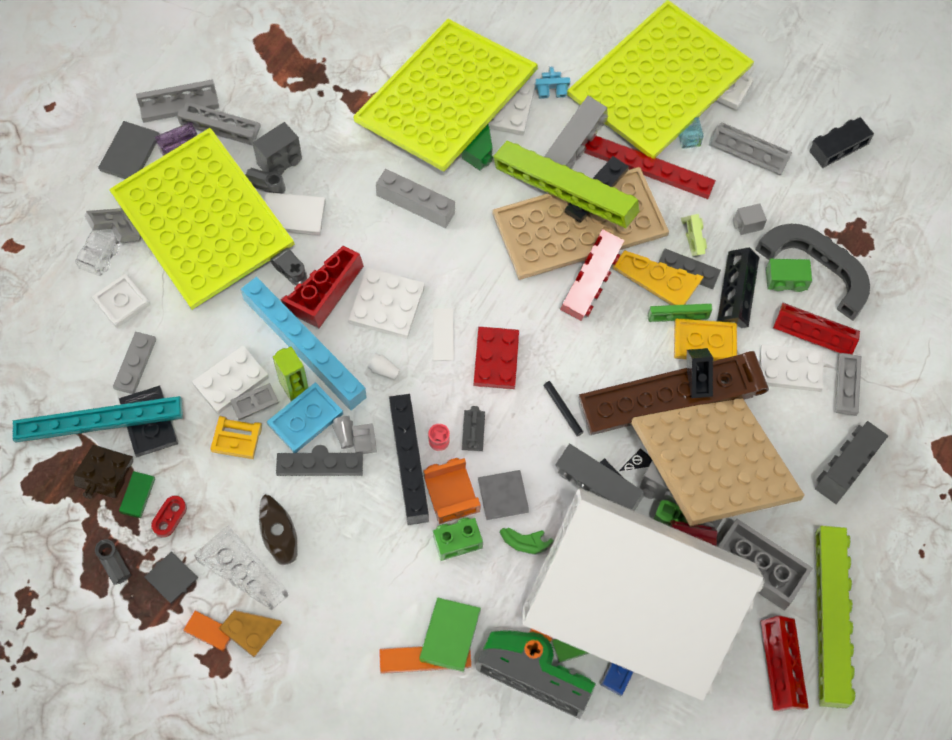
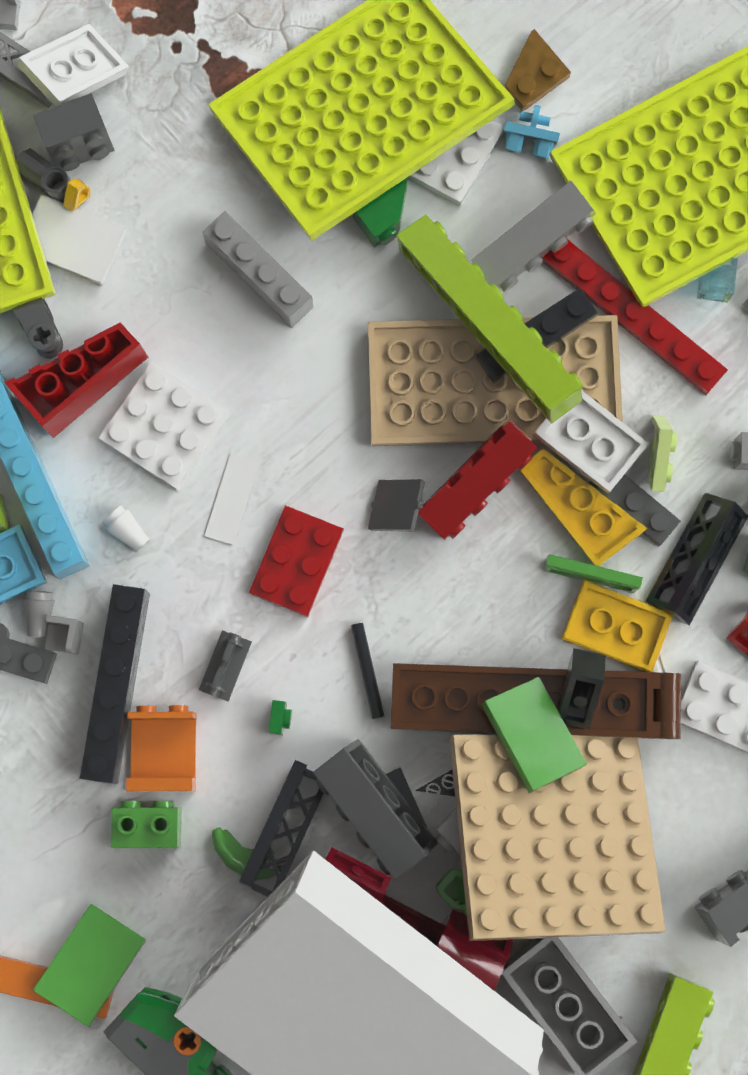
camera: 20 degrees right, 15 degrees up
(263, 114) = (72, 65): none -> white plate
(288, 185) = (76, 194): none -> yellow tile
(441, 433) = (166, 659): coral wheel -> none
(503, 495) = (235, 777): flat silver tile -> none
(519, 449) = (279, 718): none -> green plate
(539, 510) = (272, 826): none -> black fence
(543, 51) = (535, 72): none -> pearl gold wing
(547, 306) = (396, 505): none -> dark grey piece
(653, 237) = (593, 442): none -> white plate
(681, 405) = (534, 734): none -> bright green tile

